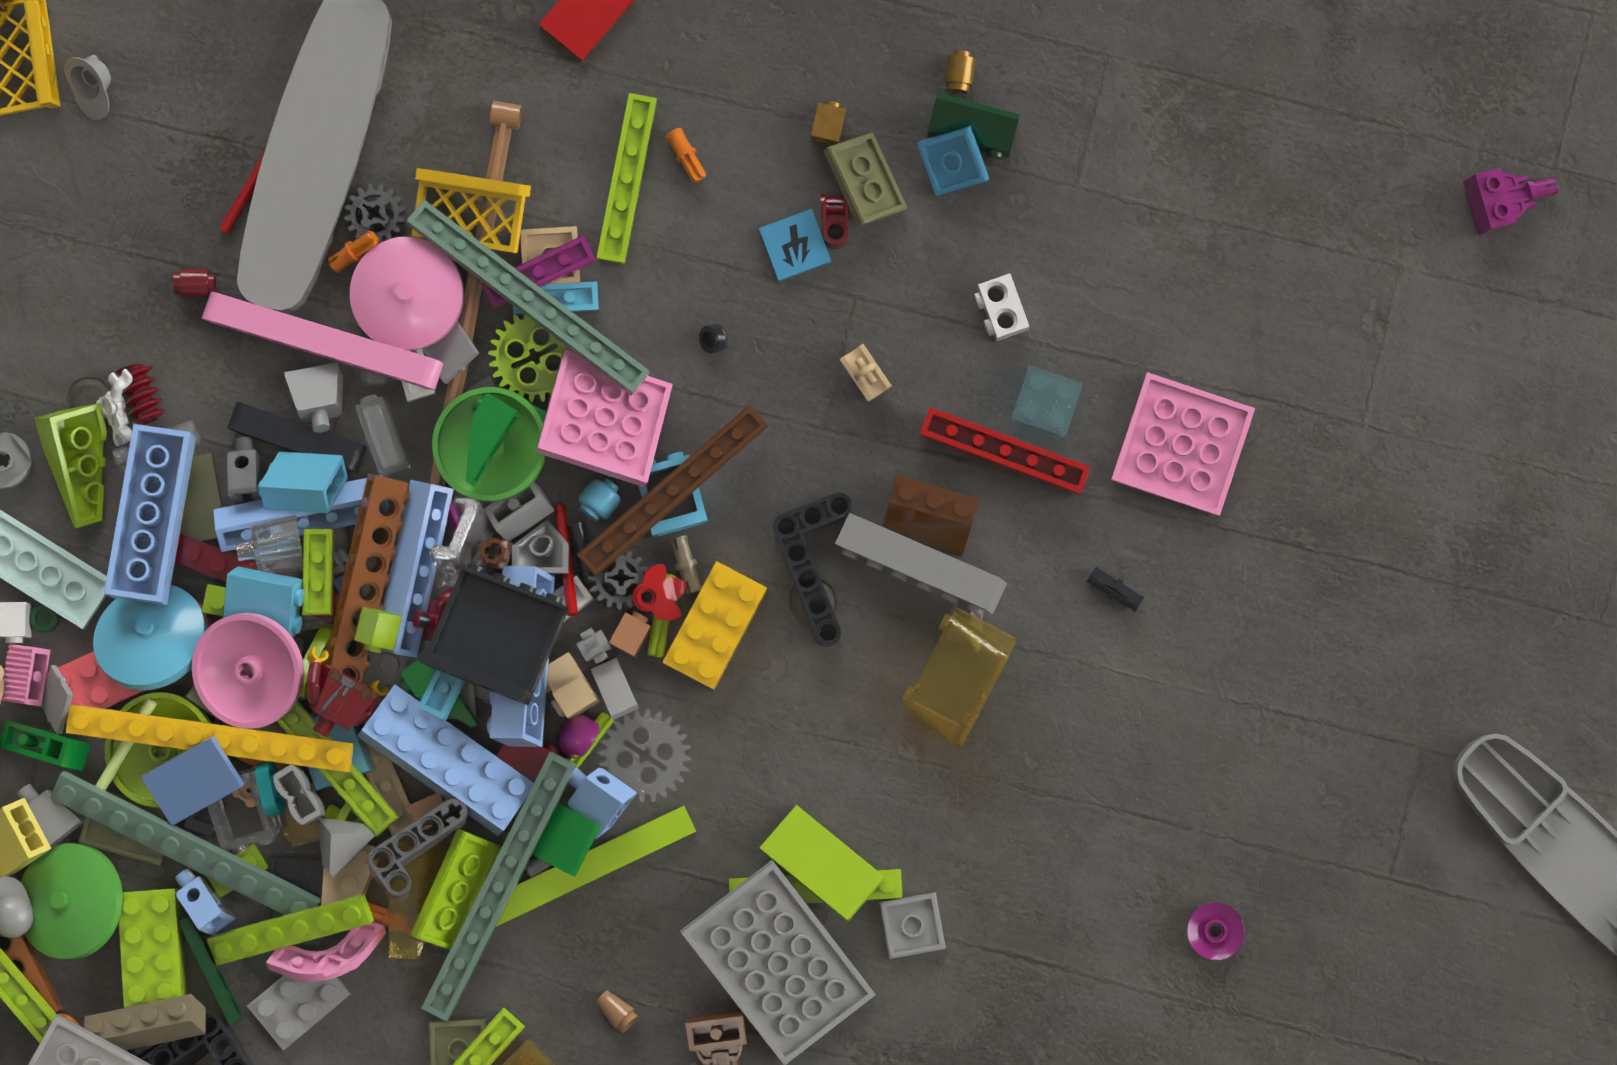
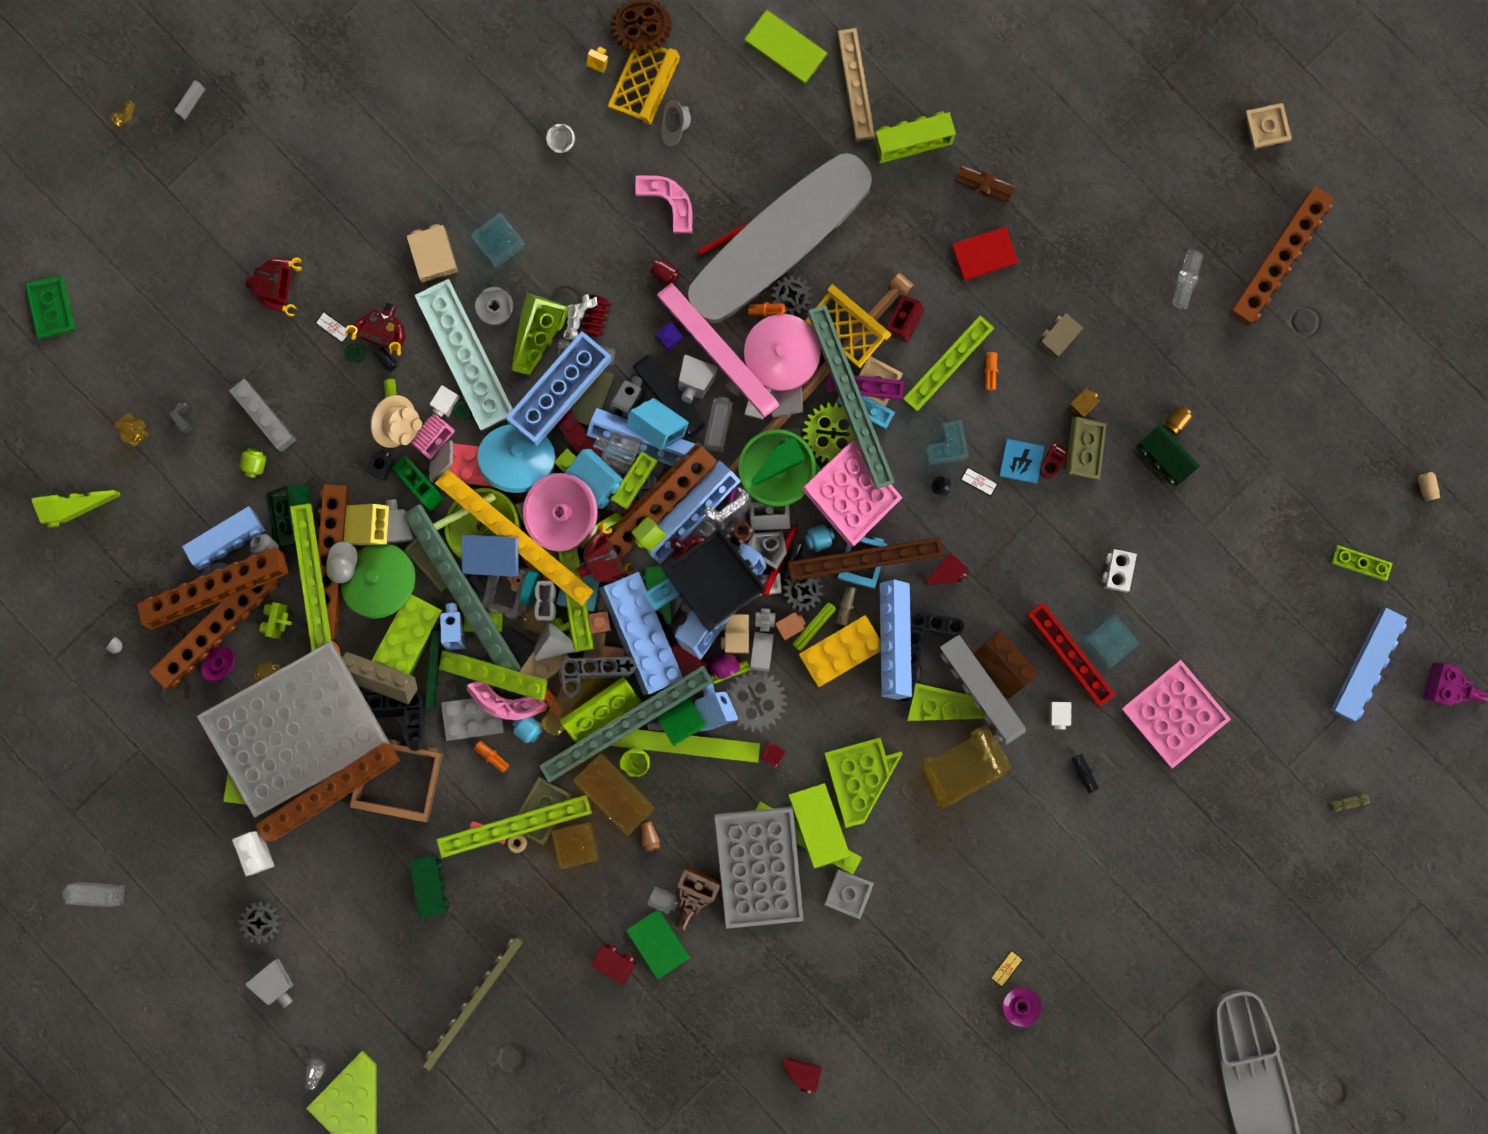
camera: 30 degrees right, 0 degrees up
(142, 177) = (671, 192): none -> bright pink plate
(251, 362) = (669, 337): none -> dark purple brick
(352, 1034) = (491, 756): none -> orange axle
(377, 971) = (527, 729): none -> medium azure head
(386, 779) = (600, 622): none -> nougat brick
(536, 155) = (905, 319): none -> dark red brick
(538, 984) = (614, 794): none -> clear yellow brick
(540, 928) = (635, 762): none -> lime hair
(663, 593) = (823, 614): red plate -> none
(698, 282) = (952, 449): none -> clear light blue brick
(707, 809) = (772, 754): none -> dark red panel
(746, 56) = (1060, 336): none -> dark tan brick
(757, 303) = (979, 481): none -> white sticker
(773, 568) = (895, 639): none -> light blue brick
(787, 442) = (948, 572): none -> dark red slope
(836, 770) = (859, 777): none -> lime wing
(865, 372) = (1017, 559): tan hips -> none
(882, 614) = (941, 704): none -> lime wing
(953, 161) = (1143, 468): dark azure tile -> none
(1038, 535) = (1060, 714): none -> white brick
(1168, 895) = (1006, 968): none -> clear yellow sticker
(1282, 114) = (1351, 560): none -> lime tile
(1385, 233) = (1368, 664): none -> light blue brick
(1467, 420) = (1350, 802): none -> olive axle

